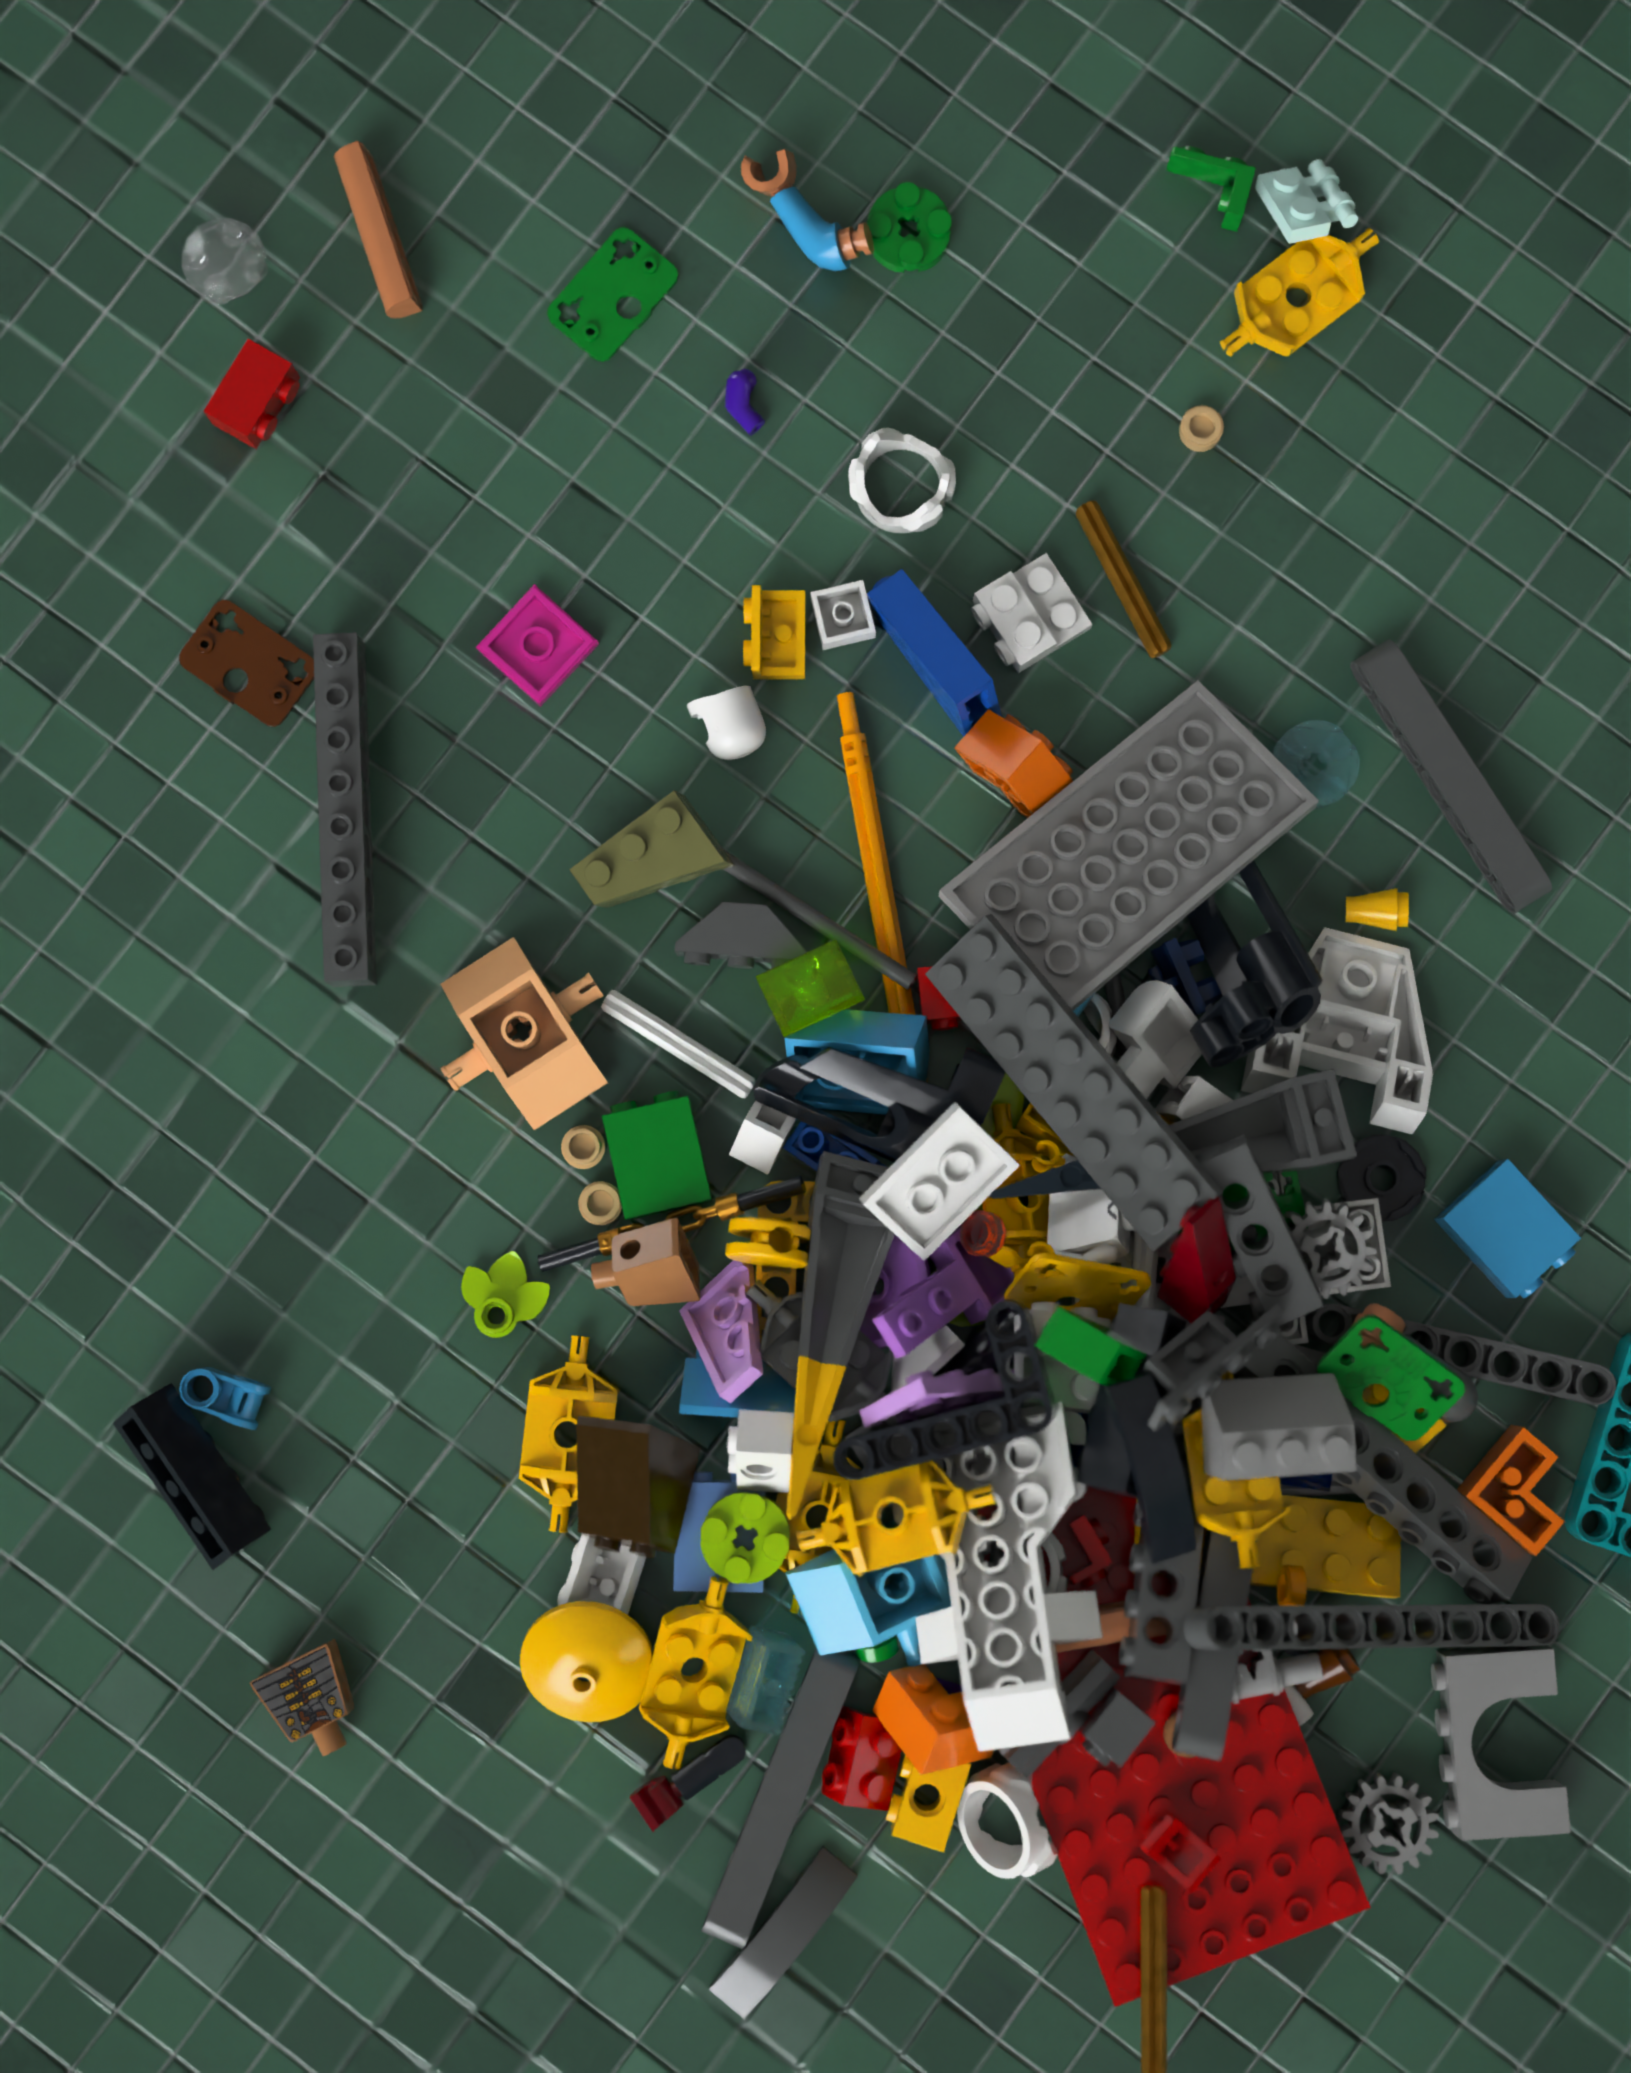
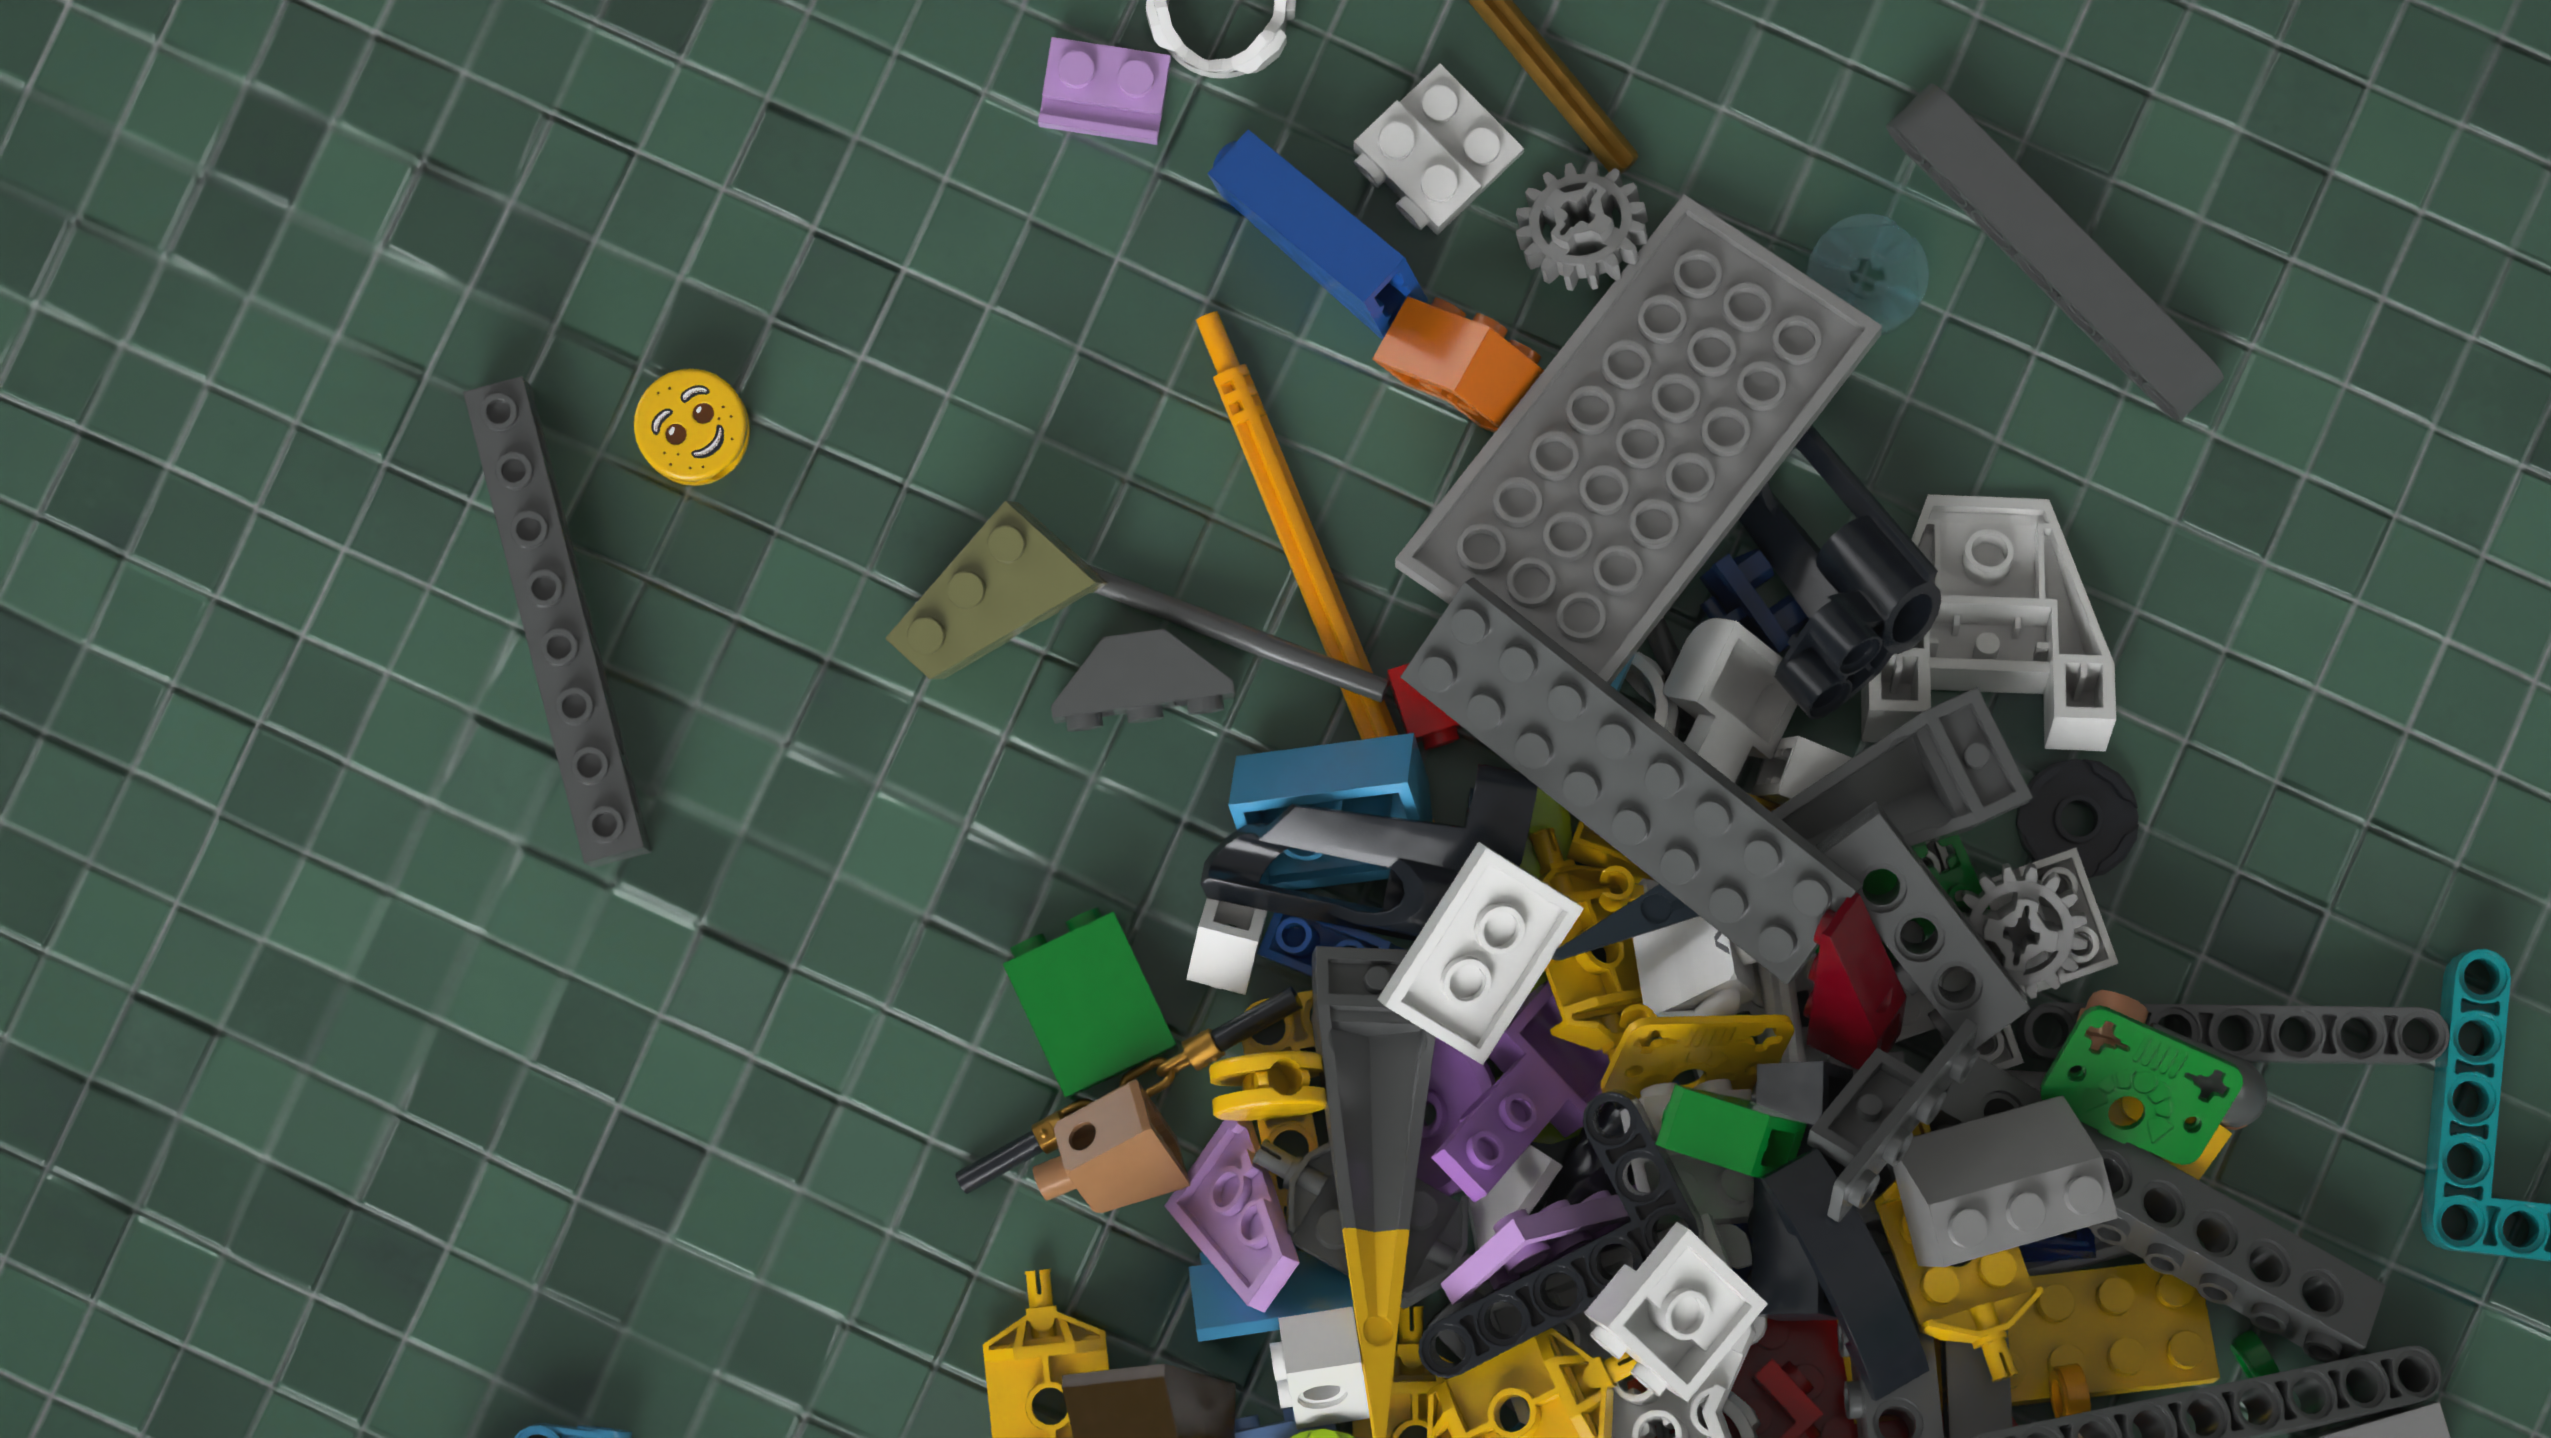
camera: 15 degrees left, 0 degrees up
(253, 394) = (304, 77): red brick -> none
(254, 652) = (380, 431): reddish brown axle -> none
(469, 694) = (692, 427): none -> yellow head
(504, 1288) = (923, 1228): lime plate -> none
(537, 645) = (770, 338): dark pink tile -> none
(547, 1069) = (907, 923): light nougat slope -> none
(583, 1147) = (984, 1012): tan plate -> none
(600, 1203) = (1025, 1083): tan tile -> none
(678, 1044) = (1083, 843): white axle -> none
(731, 721) = (1062, 389): white helmet -> none
(777, 633) = (1096, 254): yellow bracket -> none
(807, 523) = (1104, 90): none -> lavender plate
(809, 988) = (1247, 730): clear neon green slope -> none
(843, 615) = (1180, 208): white piece -> none
(983, 1233) = (1554, 1011): clear red tile -> none
(1022, 1471) = (1674, 1314): none -> white plate
(1121, 686) = (1581, 226): none -> light grey gear
(1379, 909) = (1996, 455): yellow cone -> none
(1426, 1587) = (2252, 1355): none -> green tile
(1503, 1486) = (2326, 1202): orange brick -> none
(1508, 1230) = (2262, 852): dark azure brick -> none

